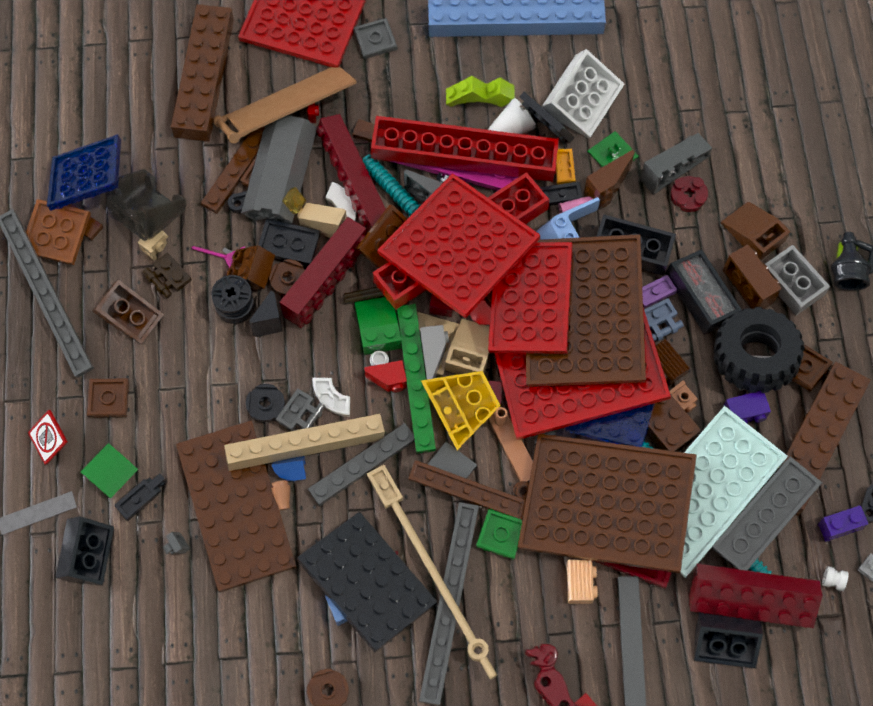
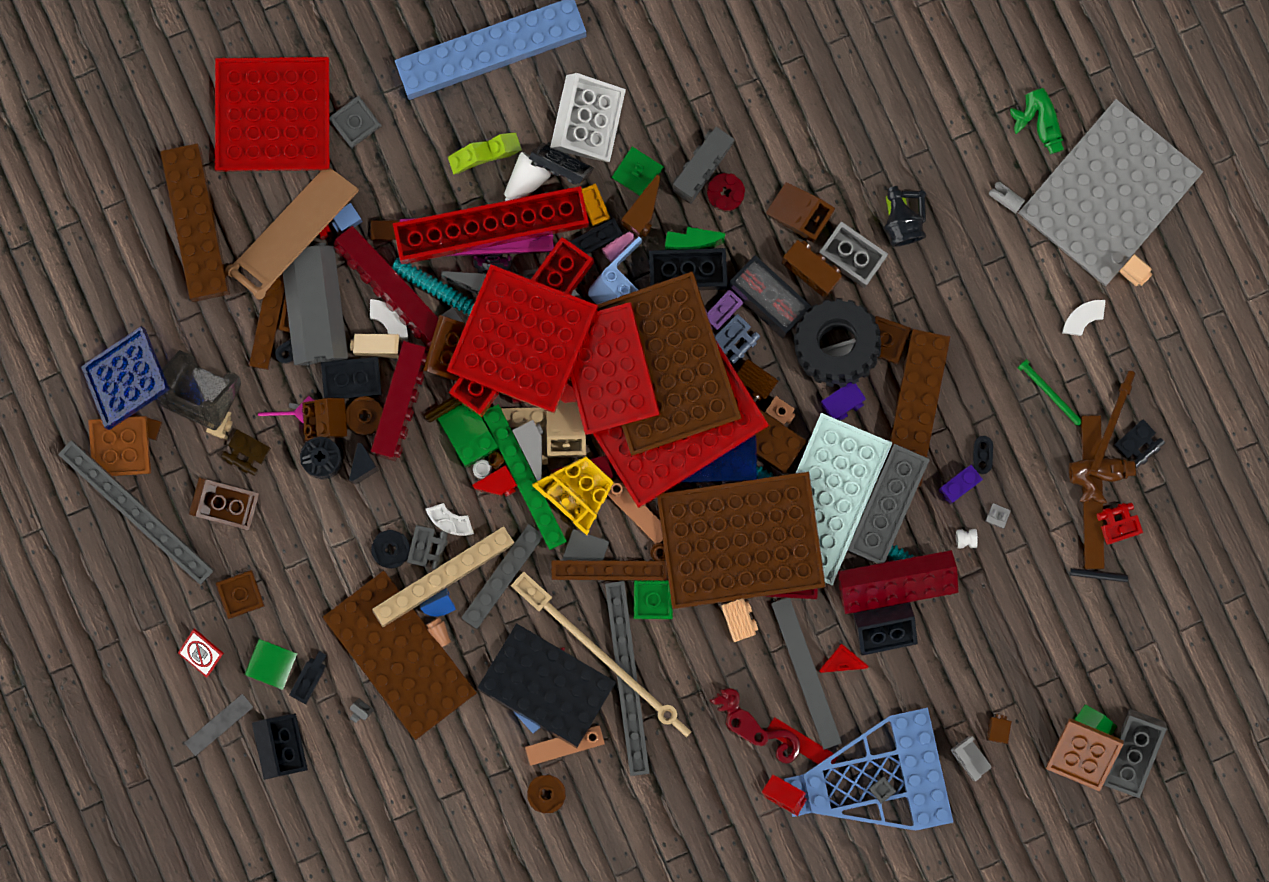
camera: 20 degrees left, 15 degrees up
(294, 200) = (342, 336): clear yellow plate -> none
(337, 106) = (346, 218): none -> medium blue brick
(357, 648) = (557, 748): none -> nougat piece
(395, 354) = (496, 460): none -> reddish brown plate
(649, 216) = (694, 239): none -> green slope
(674, 659) = (843, 660): none -> red tile

